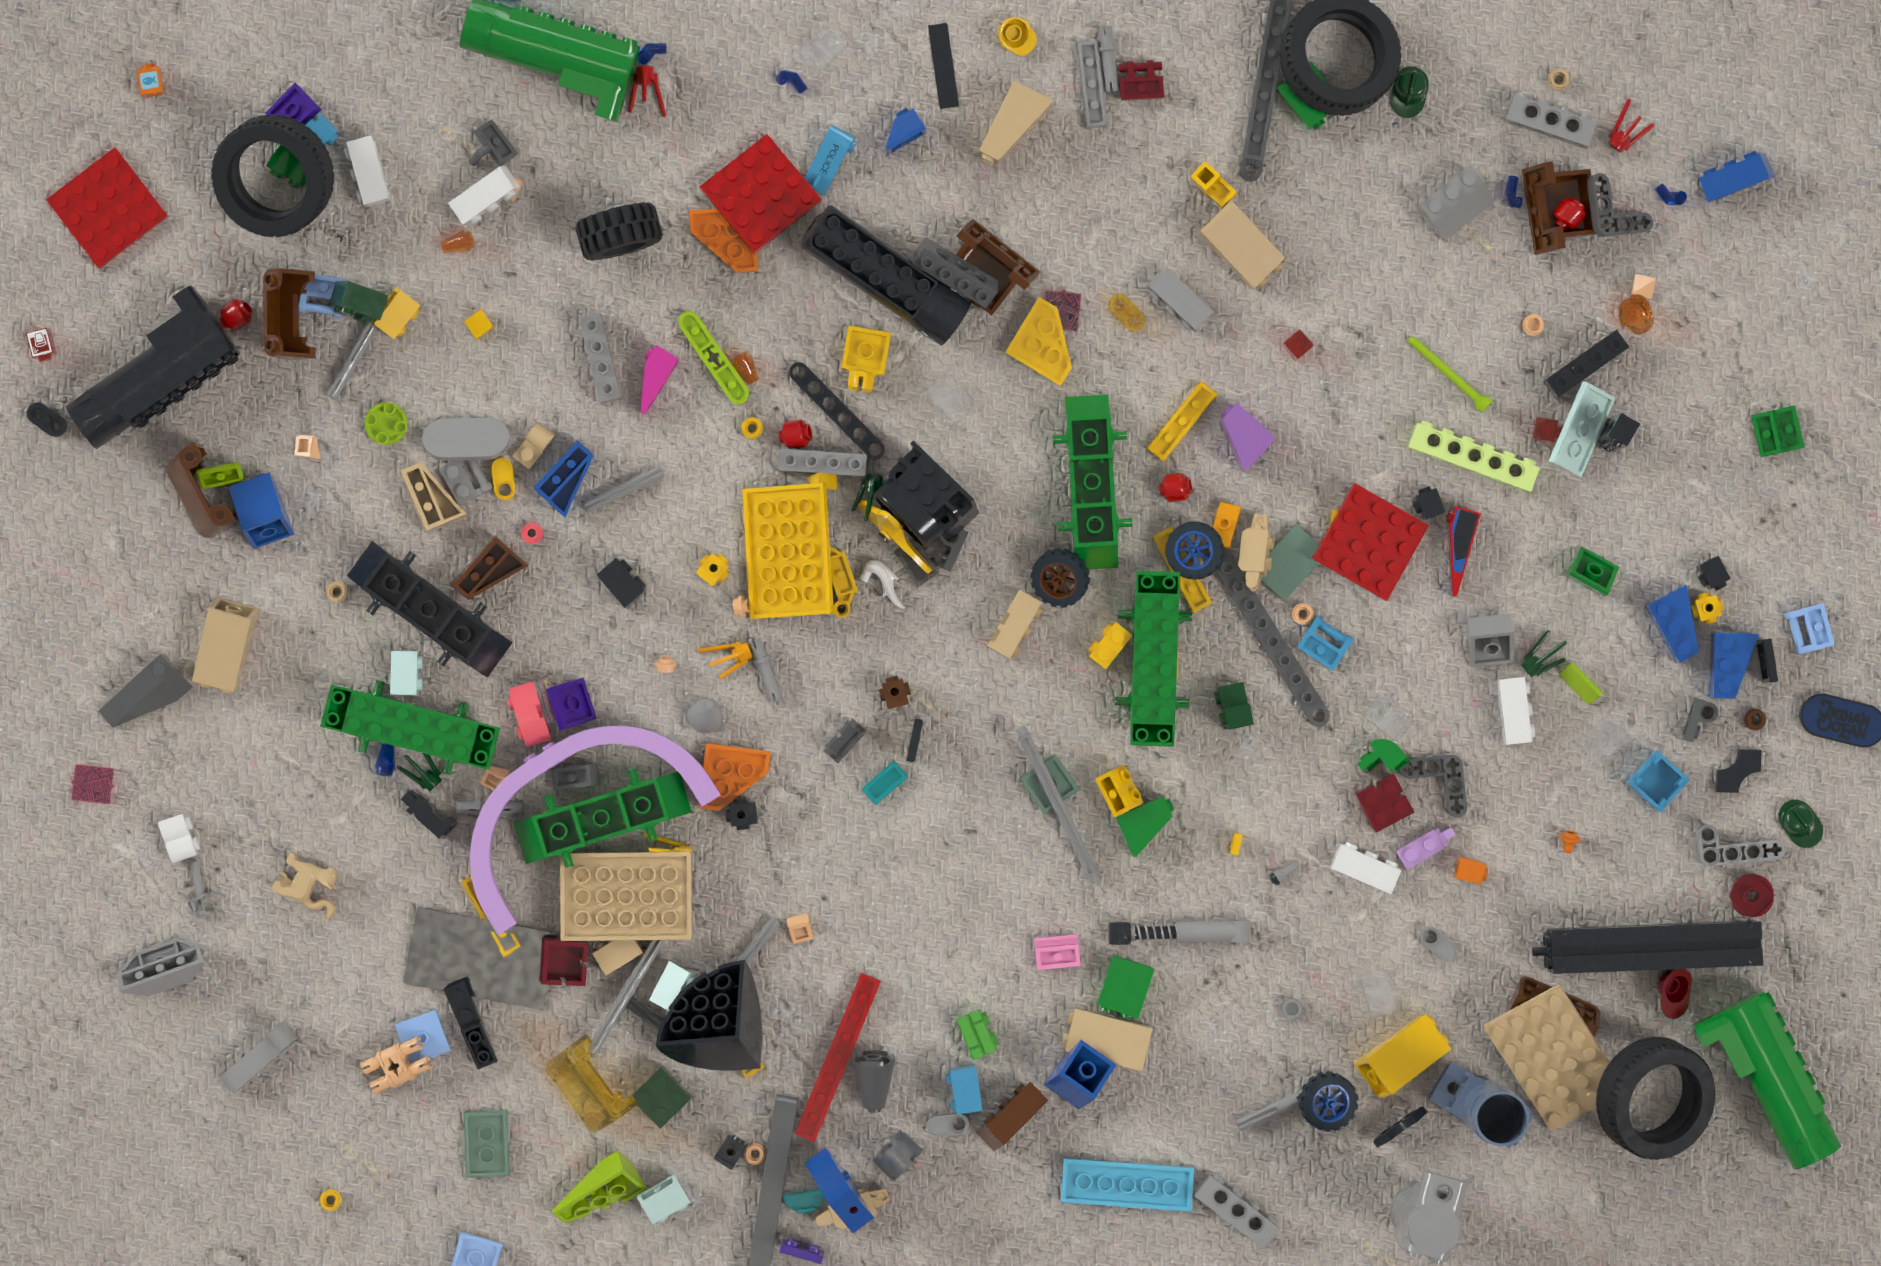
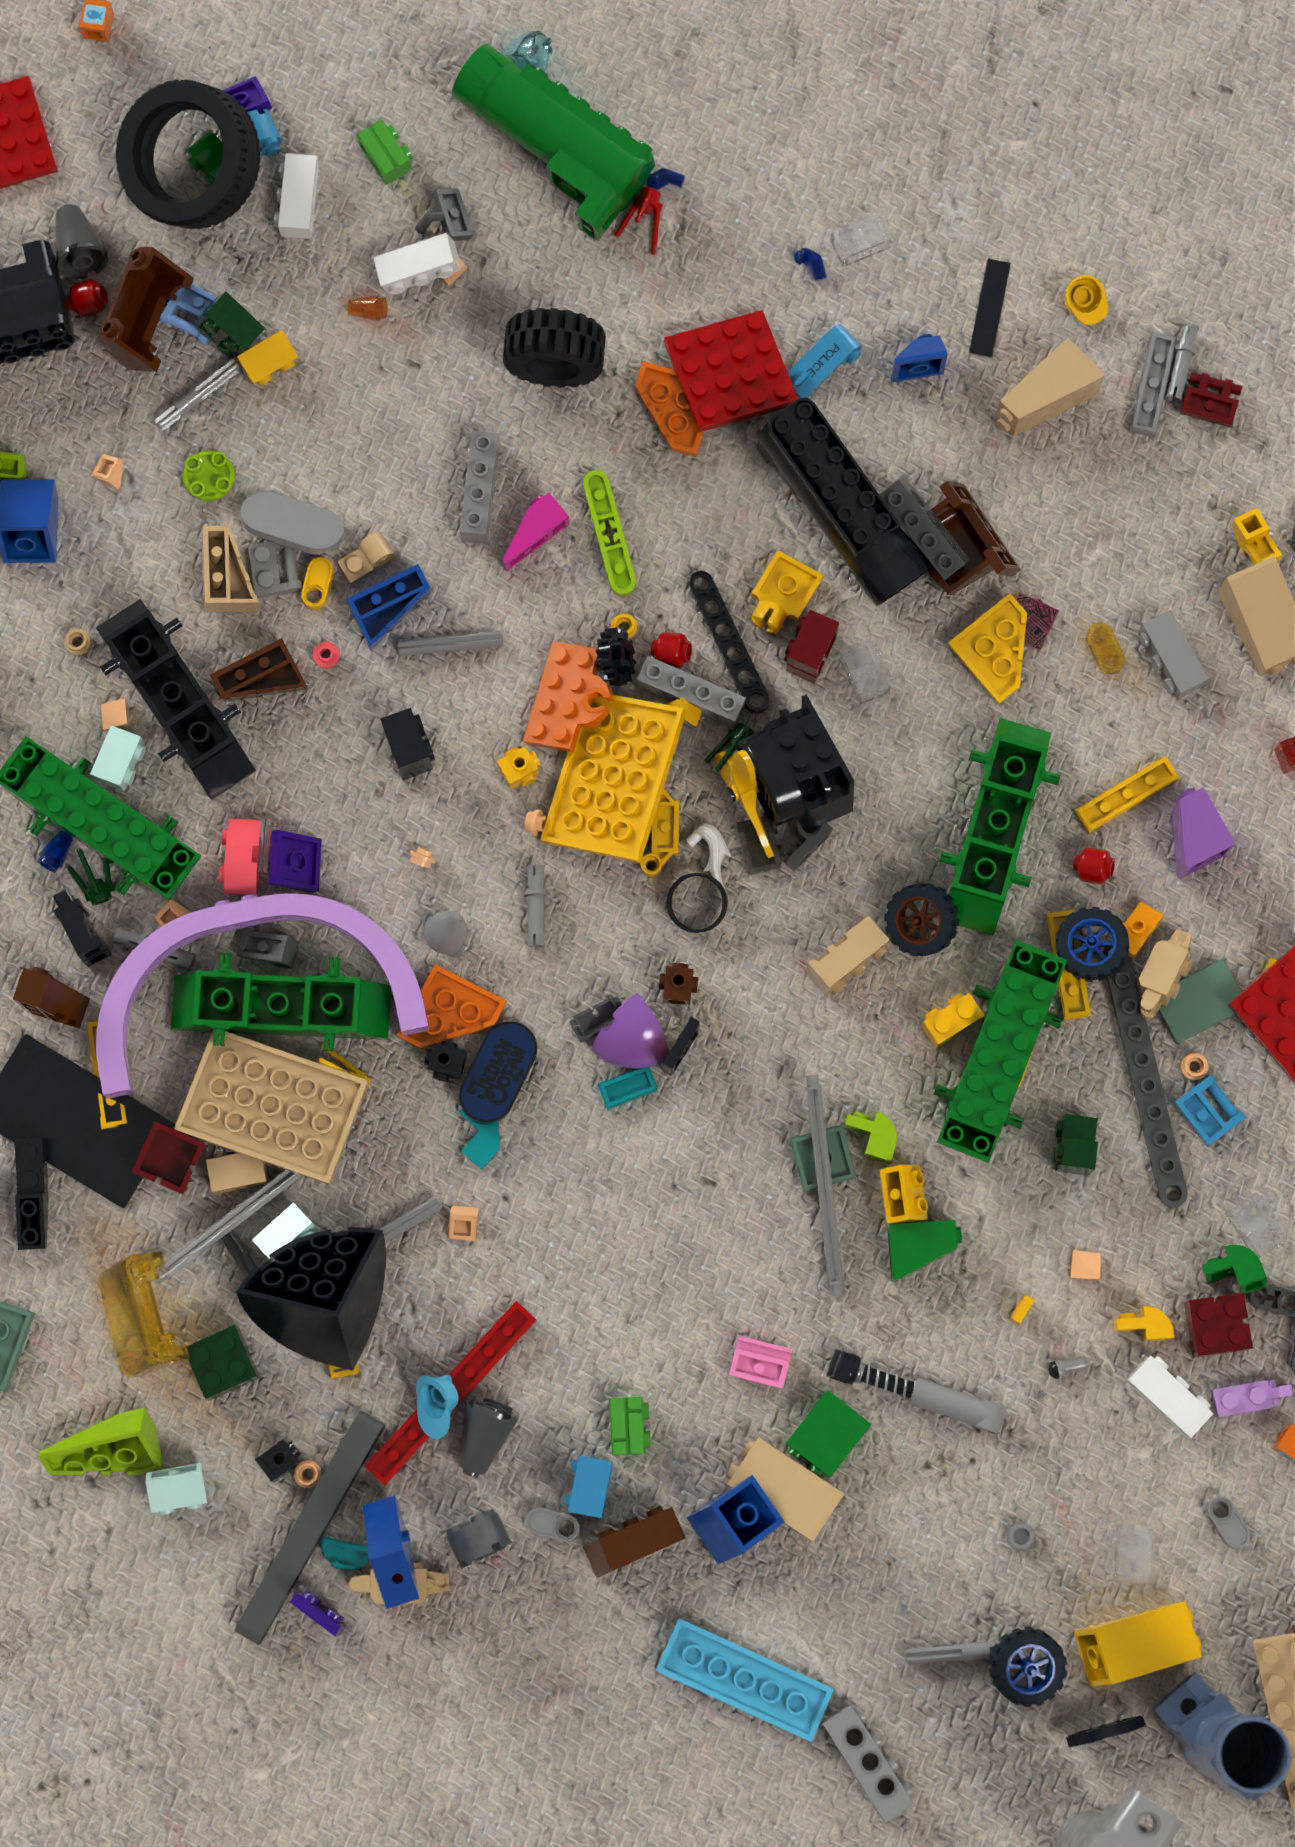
camera: 25 degrees right, 10 degrees down
(209, 273) = (77, 244): none -> dark grey cone
(388, 638) = (115, 714): none -> light nougat slope
(422, 110) = (384, 151): none -> bright green brick
(429, 876) = (49, 998): none -> reddish brown wedge
(479, 324) = (357, 404): yellow slope -> none
(730, 500) = (567, 698): none -> orange plate
(740, 653) = (514, 874): light orange plant -> none
(745, 367) = (642, 556): clear orange cone -> none
(755, 457) = (616, 656): none -> black gear
(784, 807) = (498, 1072): none -> tile
(788, 846) = (484, 1144): none -> teal tile
(830, 1071) = (435, 1402): none -> medium azure piece
(875, 746) = (632, 1037): none -> medium lavender brick
(886, 646) = (670, 909): none -> black tyre
(902, 395) = (813, 642): none -> dark red piece
(1087, 750) = (881, 1135): none -> lime brick
(1272, 792) = (1085, 1265): none -> light nougat slope
(1335, 819) = (1152, 1322): none -> yellow brick

